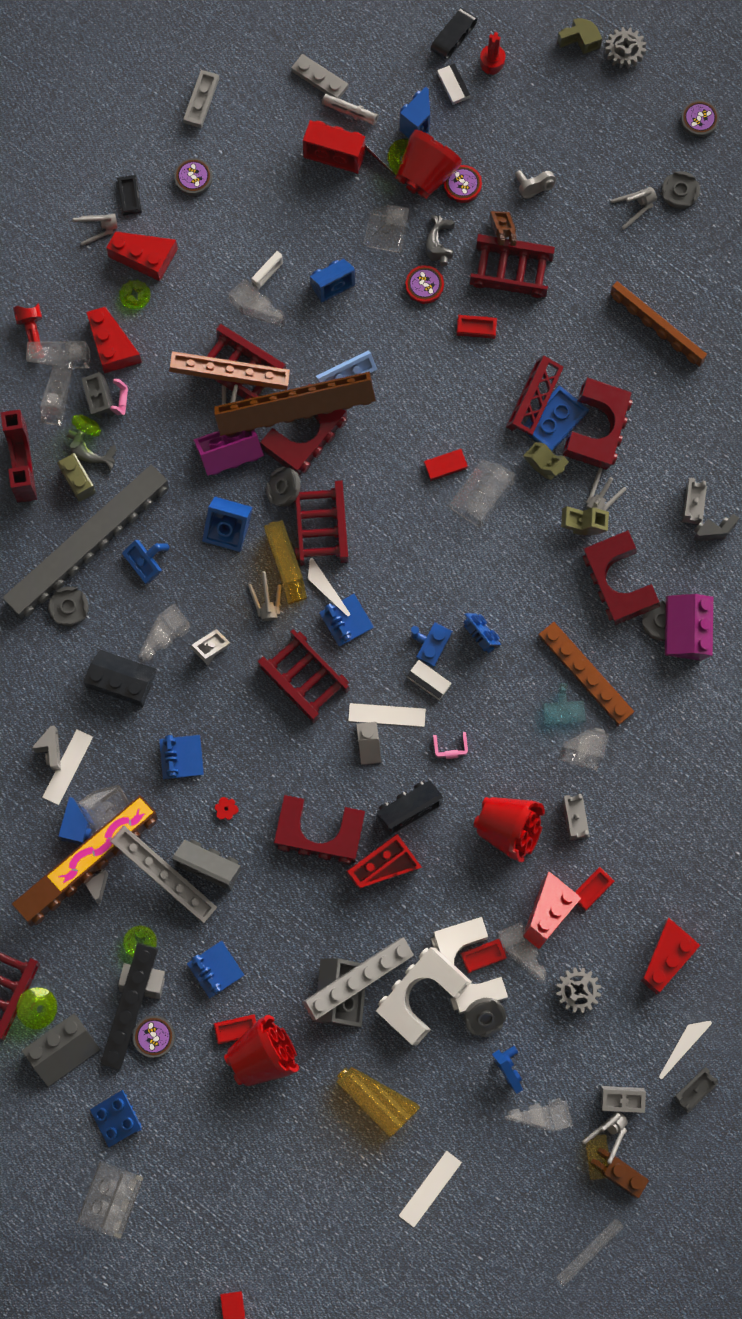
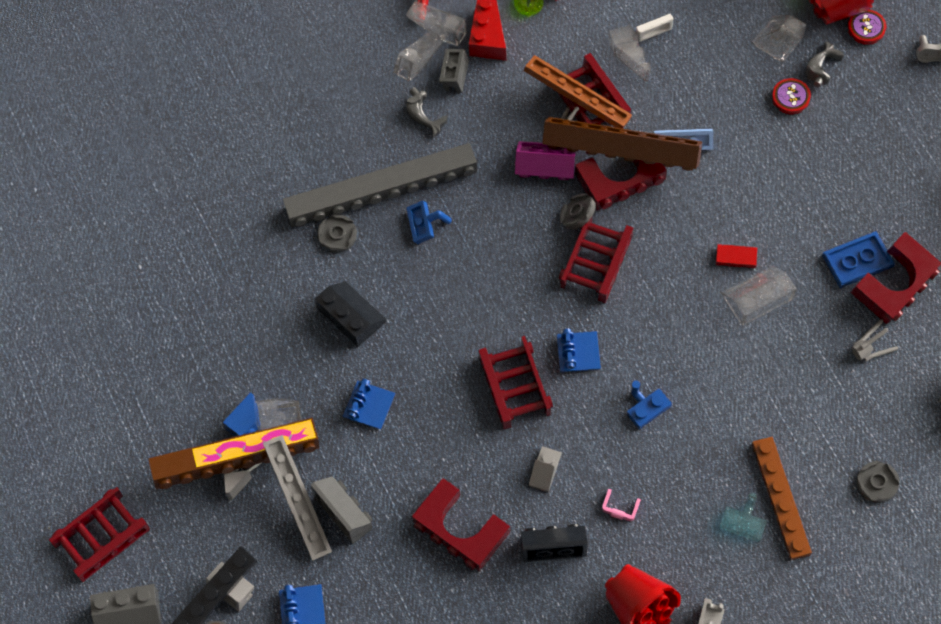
camera: 30 degrees right, 10 degrees down
(21, 473) = (353, 105): dark red arch -> none
(28, 1005) = (117, 557): clear neon green dish -> none
(49, 742) = (258, 342): light grey slope -> none
(69, 765) = (264, 369): white sticker -> none
(76, 477) = (399, 128): olive brick -> none
(86, 425) = (430, 89): clear neon green gear -> none
(121, 409) = (474, 82): bright pink piece -> none
(141, 932) = (252, 542): clear neon green gear -> none
(165, 628) = (412, 287): clear slope -> none
(210, 646) = (442, 319): light grey slope -> none
(225, 803) = (385, 463): red plant -> none
(227, 524) = (511, 222): blue slope -> none
(268, 611) = (511, 312): light grey plant -> none
(285, 562) = (547, 277): clear yellow slope -> none
(317, 577) = (571, 307): white sticker -> none
(332, 279) = (709, 58): blue slope -> none
(383, 863) = (503, 582): red wedge -> none
(387, 714) = (575, 452): white sticker -> none
(429, 680) = (628, 438): white tile -> none
(476, 326) = (822, 150): red tile -> none
(478, 622) = (696, 411): blue hinge -> none
(503, 227) = (886, 74): reddish brown hinge -> none
(524, 251) = (889, 97): dark red fence -> none
(528, 392) = (845, 223): dark red fence -> none
(544, 460) = (830, 290): olive brick -> none
(585, 749) = (745, 562): clear slope -> none
(586, 522) = (844, 360): olive brick -> none
(620, 605) = (843, 449): dark red arch -> none
(689, 626) = (901, 497): magenta slope -> none

